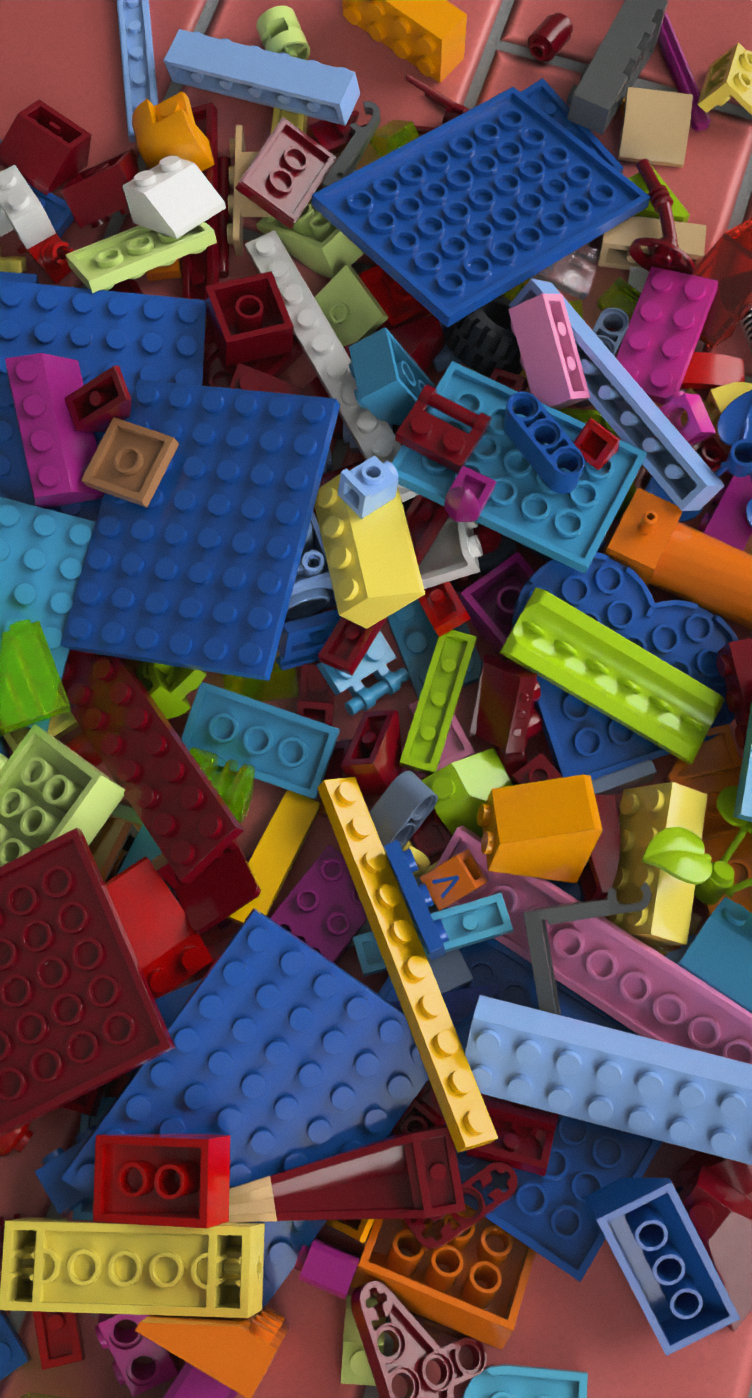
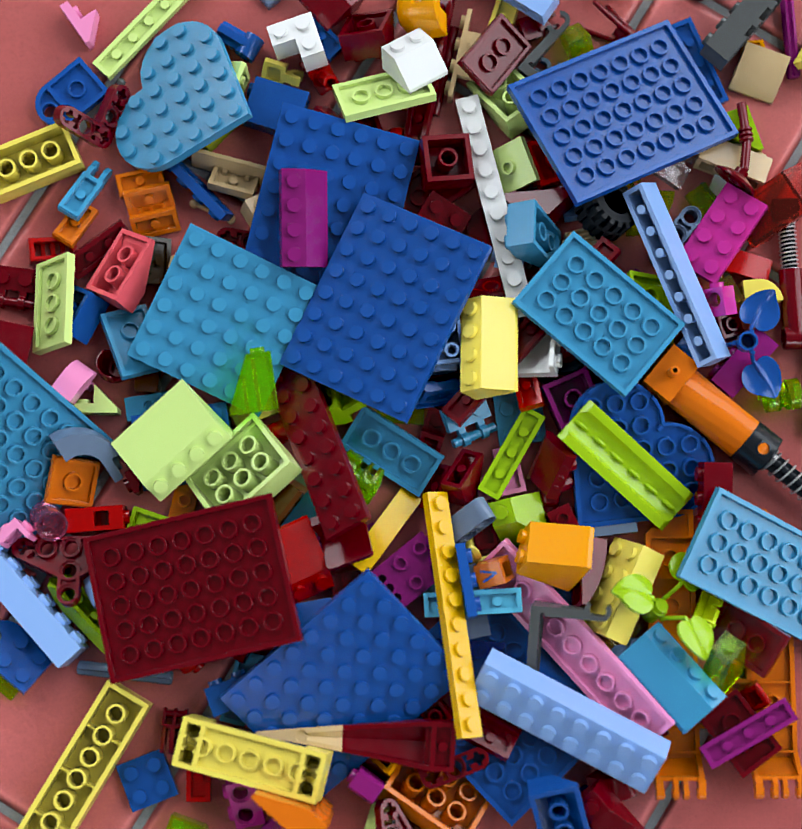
camera: 10 degrees right, 10 degrees up
(99, 401) = (336, 208): dark red slope -> none
(130, 462) = (348, 254): medium nougat plate -> none
(162, 1179) = (280, 714): red slope -> none
(368, 486) = (493, 315): light blue brick -> none
(438, 438) = (550, 286): dark red plate -> none
(468, 495) = (560, 332): magenta plate -> none
(541, 426) = (620, 294): blue beam -> none
(549, 351) = (639, 238): bright pink brick -> none
(596, 444) = (651, 313): red slope -> none

